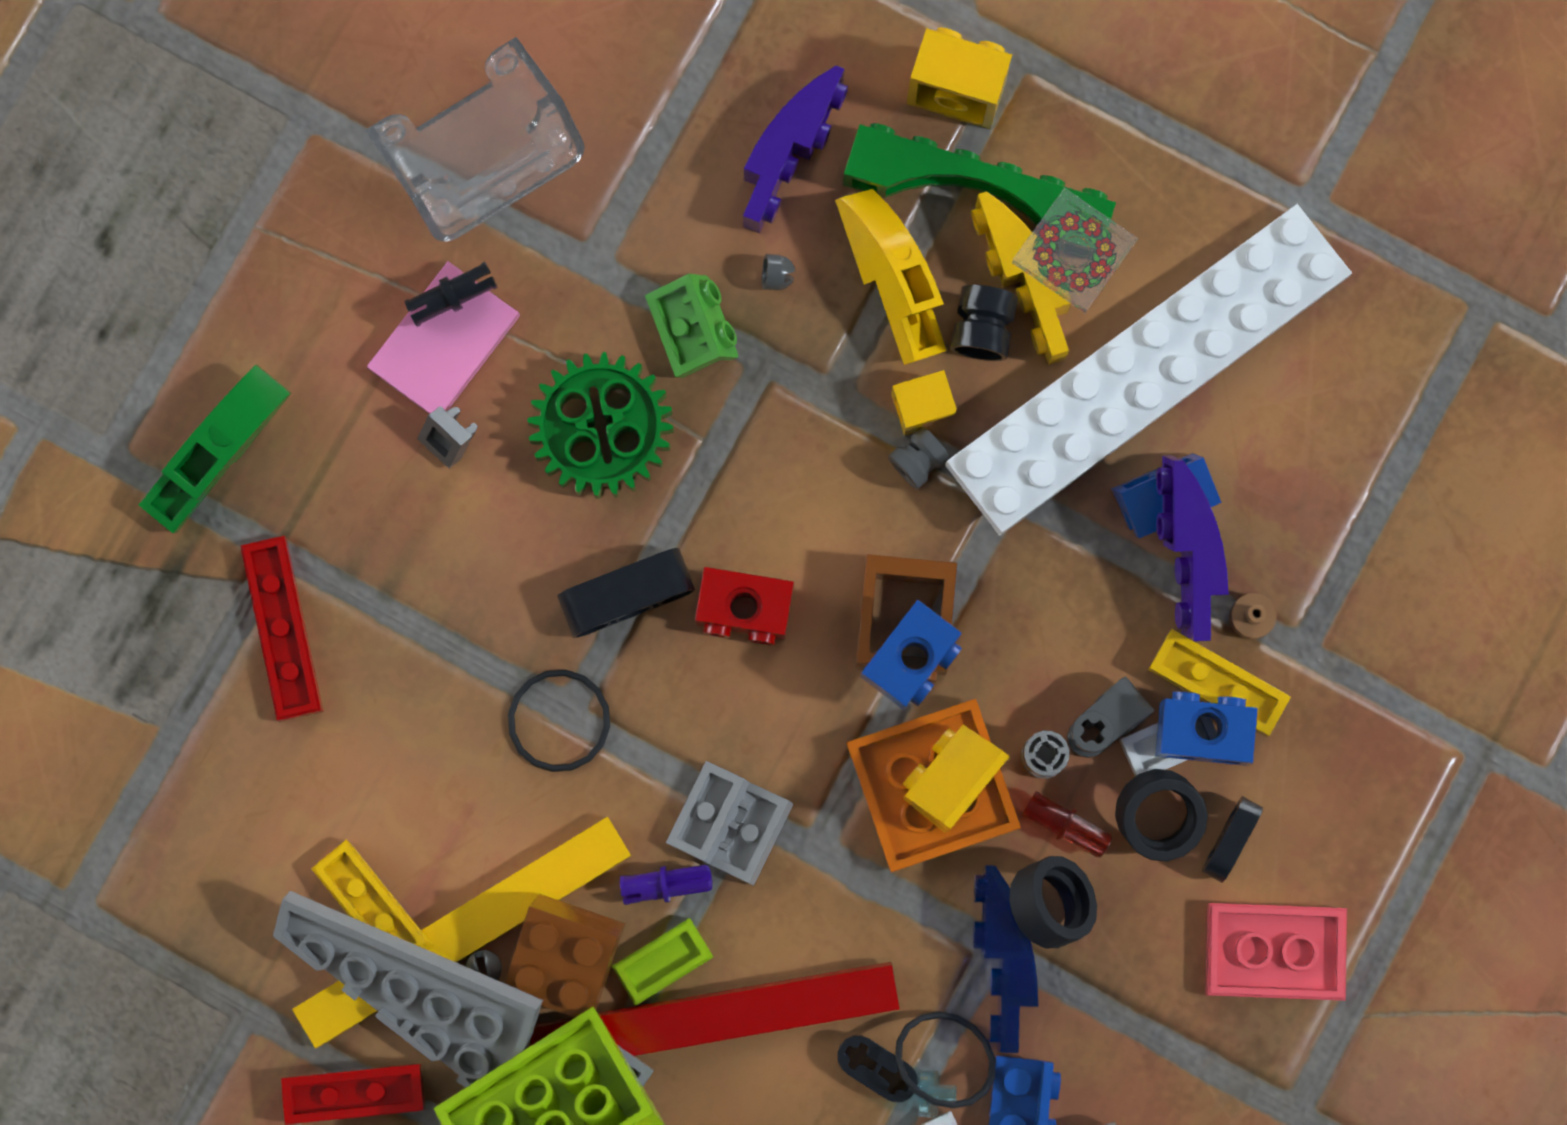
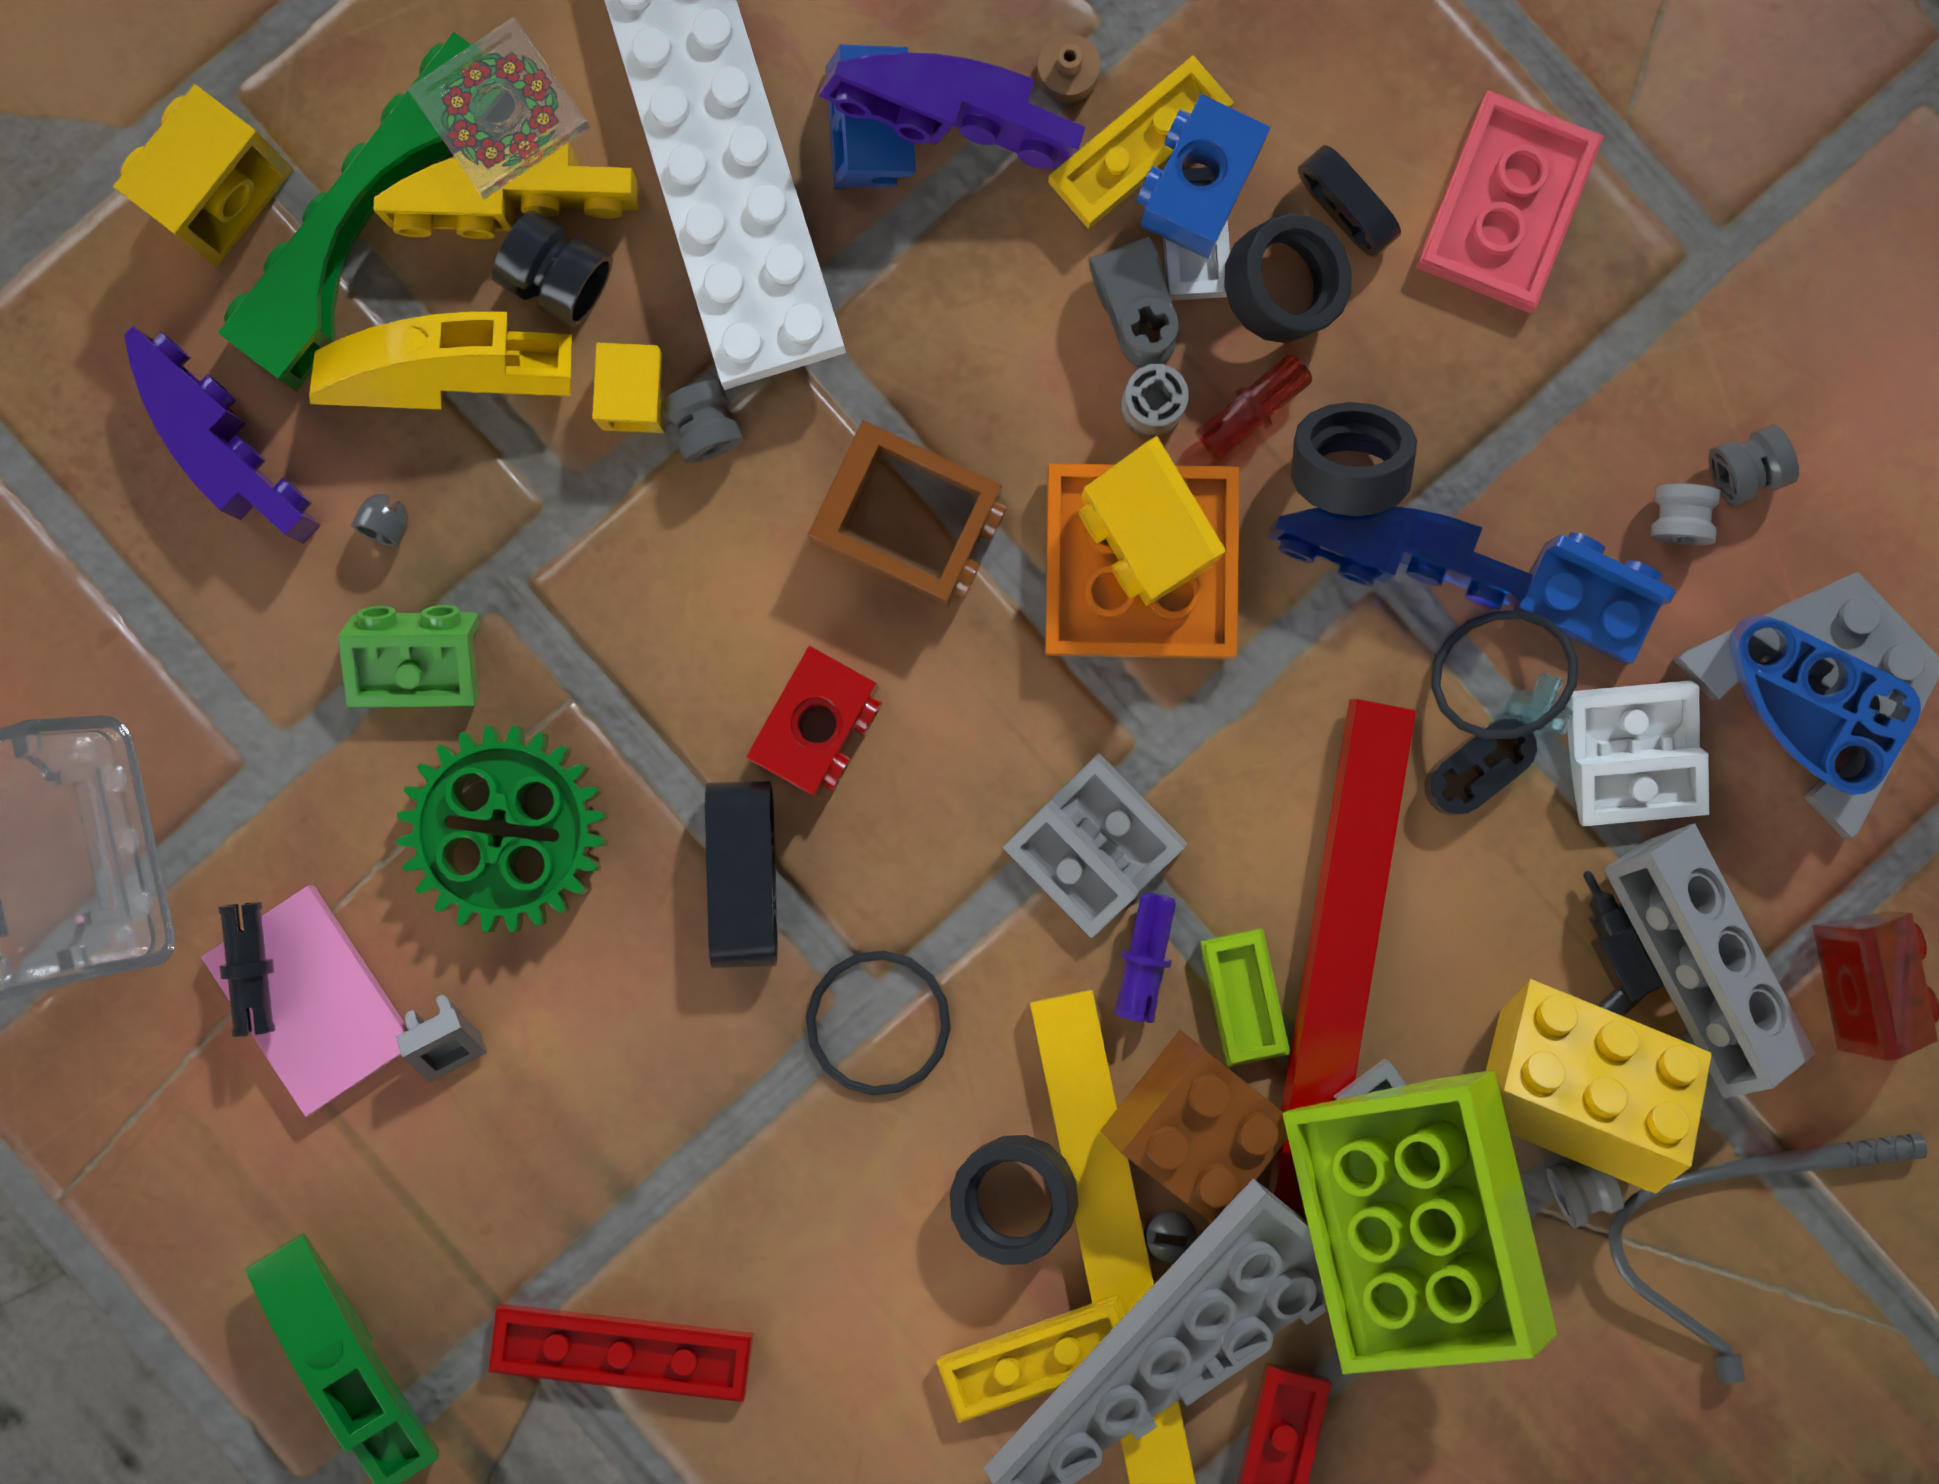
camera: 75 degrees left, 5 degrees up
(449, 827) = (979, 1233): none -> black tyre
(921, 629) = (944, 488): blue brick -> none

